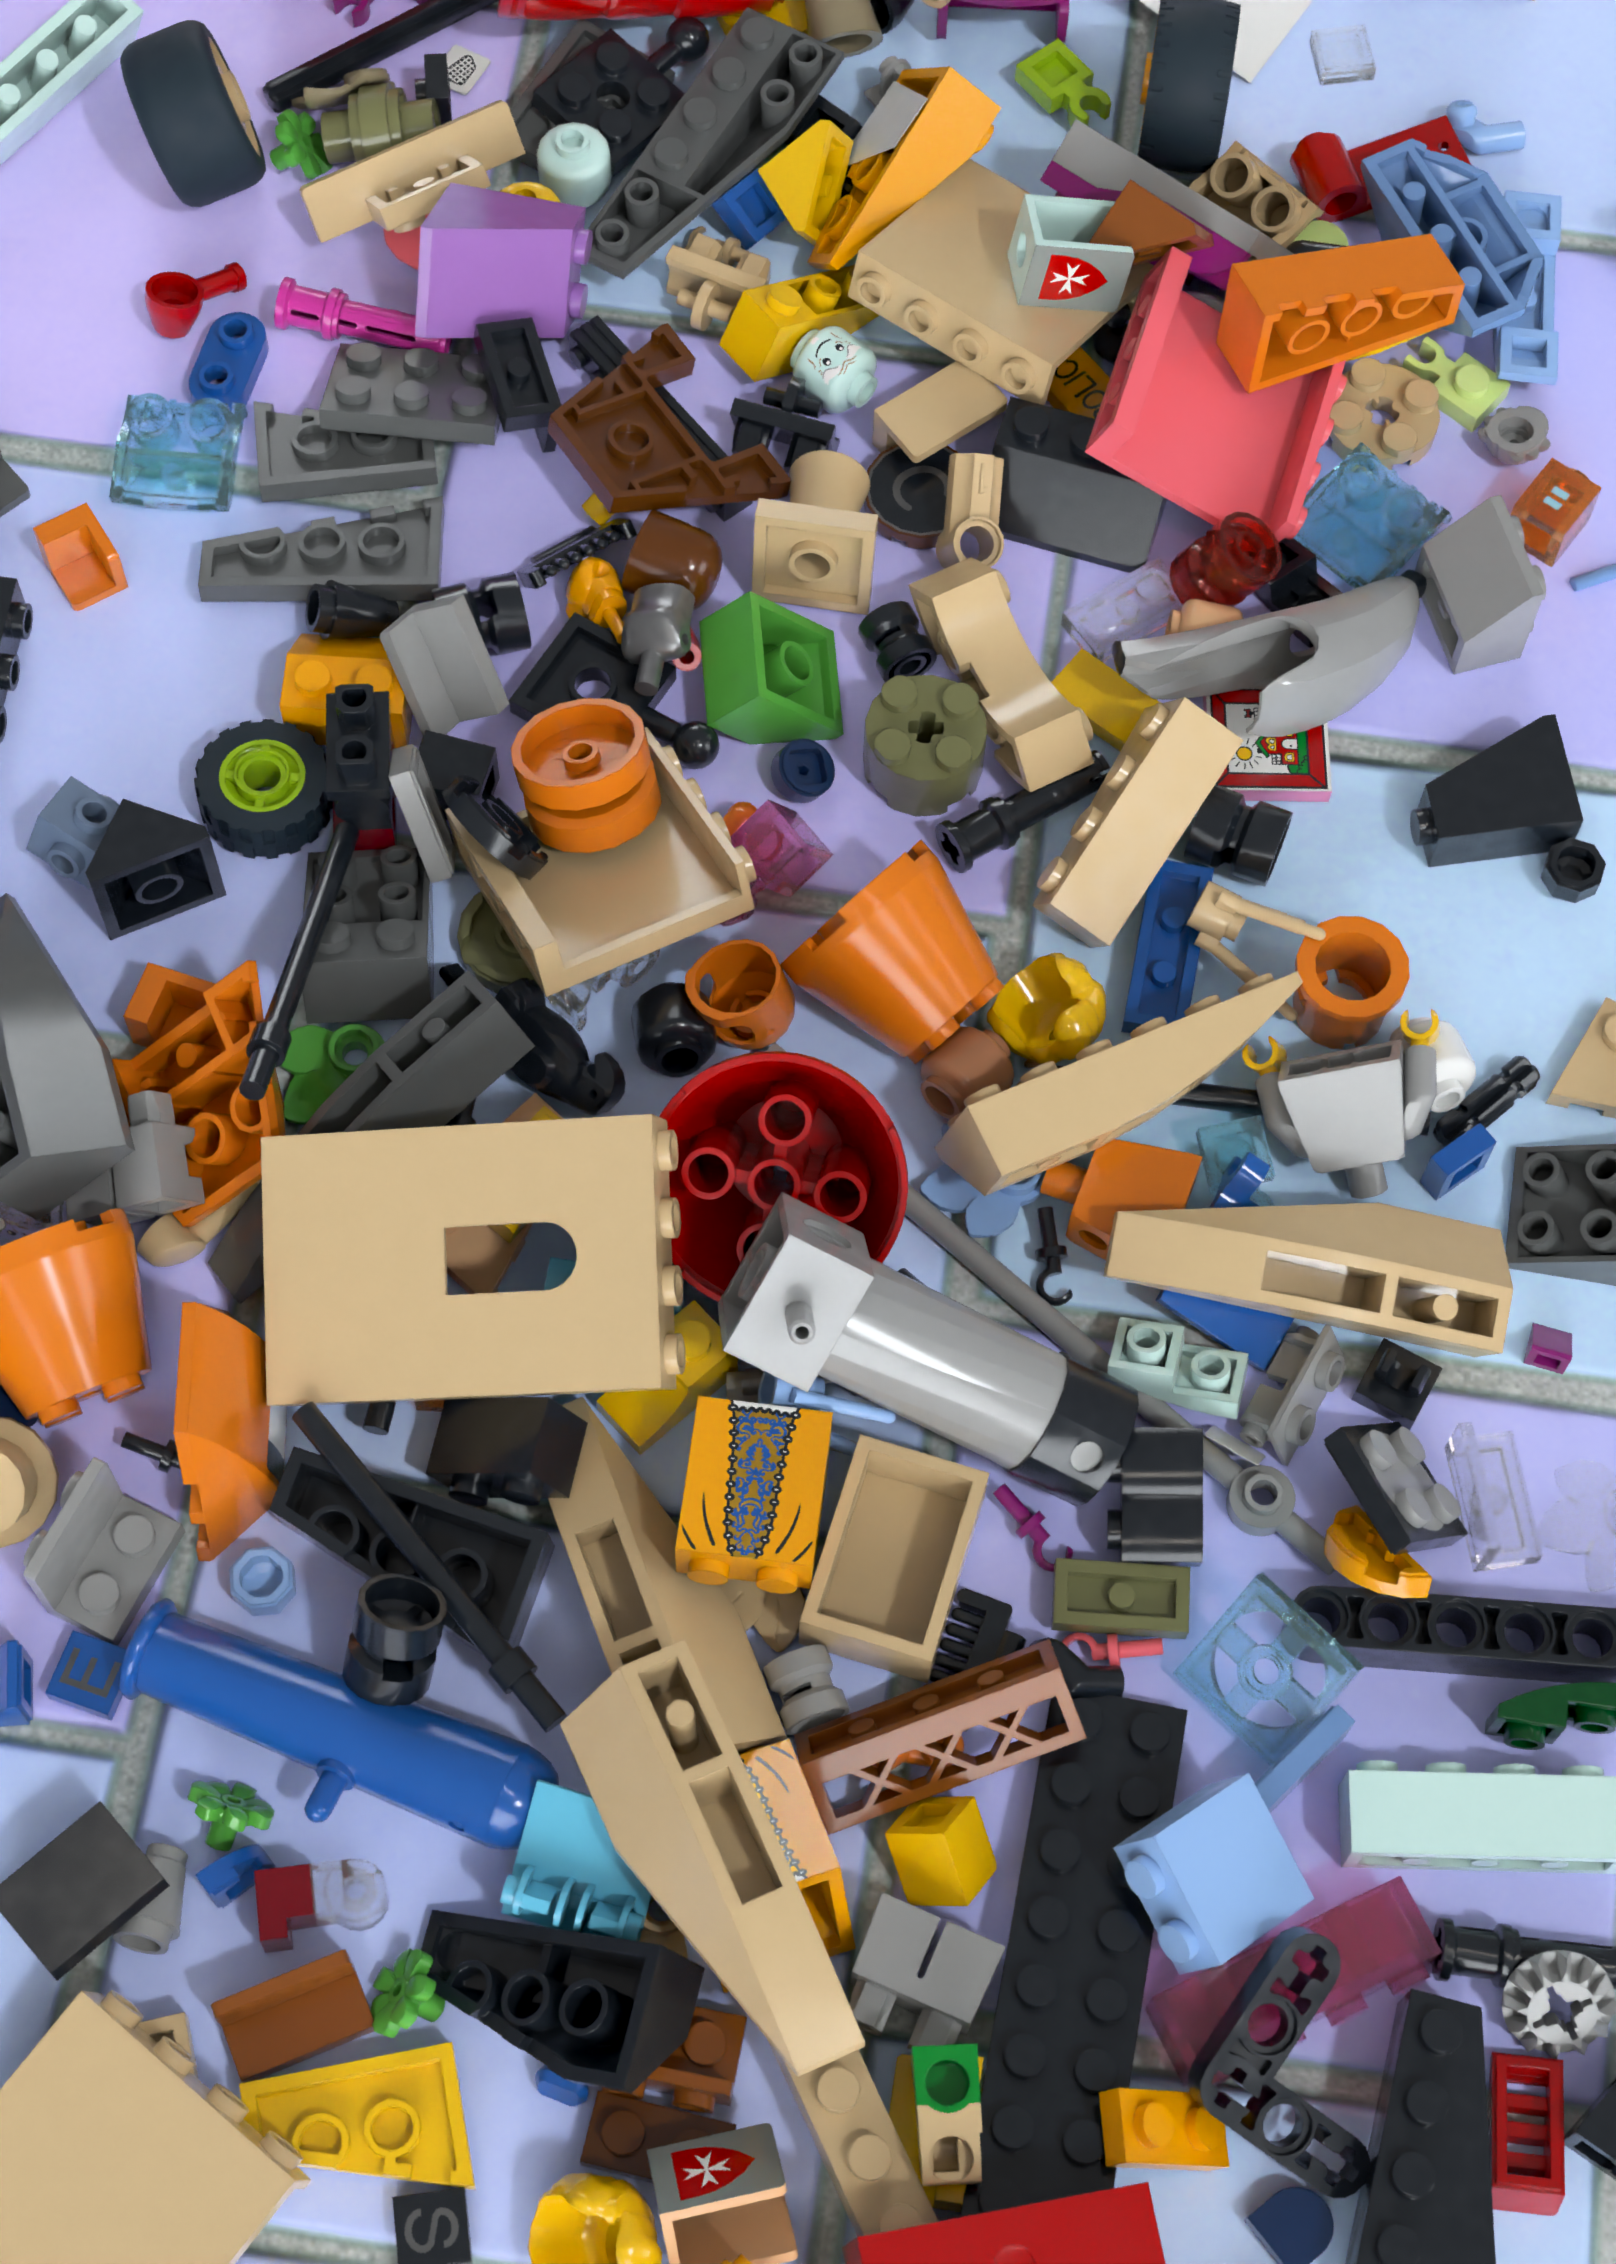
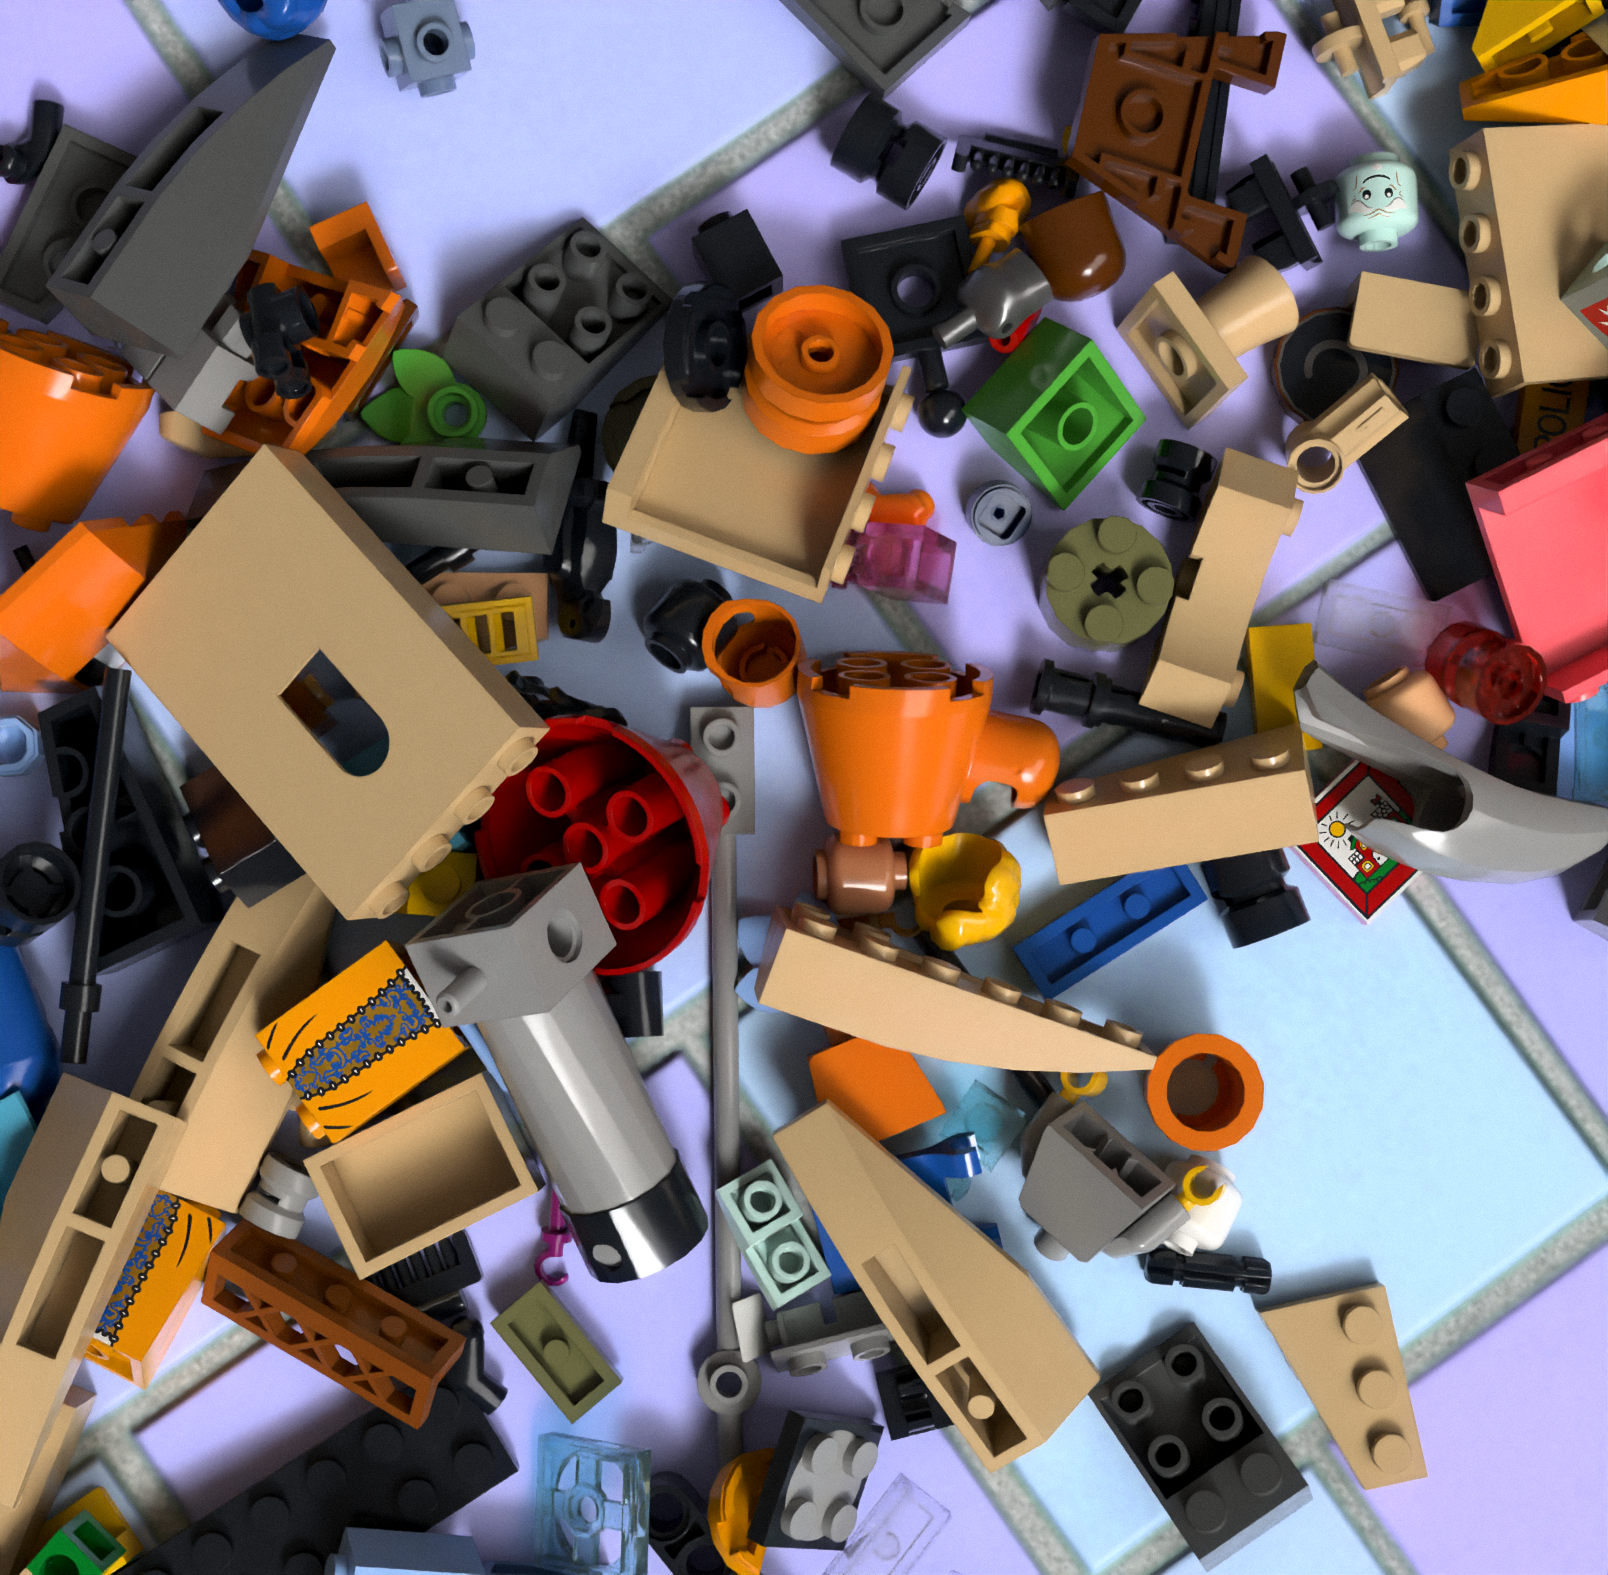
camera: 40 degrees right, 20 degrees up
(151, 869) = (433, 123): black slope -> none
(187, 1067) = (274, 334): none -> black plate
(256, 758) = (588, 98): black wheel -> none
(271, 1037) = (348, 371): black bar -> none
(320, 665) = (742, 110): light orange slope -> none
(347, 612) = (799, 48): black cone -> none
(359, 763) = (664, 193): black hips -> none
(422, 812) = (674, 261): light grey tile -> none
(443, 665) = (808, 167): light grey panel -> none
(778, 315) = (1381, 115): yellow slope -> none
(890, 1968) = (160, 1490): light grey hips -> none
(941, 1851) = (256, 1394): yellow panel -> none
(996, 897) = (1017, 754): none -> orange helmet
(1050, 1254) = (778, 1061): black hand -> none
(1117, 1649) = (519, 1378): coral hand -> none
(1159, 1498) = (652, 1318): black brick -> none
(1223, 913) = (1166, 945): tan plant -> none
(1458, 1161) = (1133, 1295): blue tile -> none
(1501, 801) = (1484, 1064): black slope -> none
(1549, 1348) = (1051, 1483): magenta piece -> none
(1573, 870) = (1475, 1167): black tile -> none

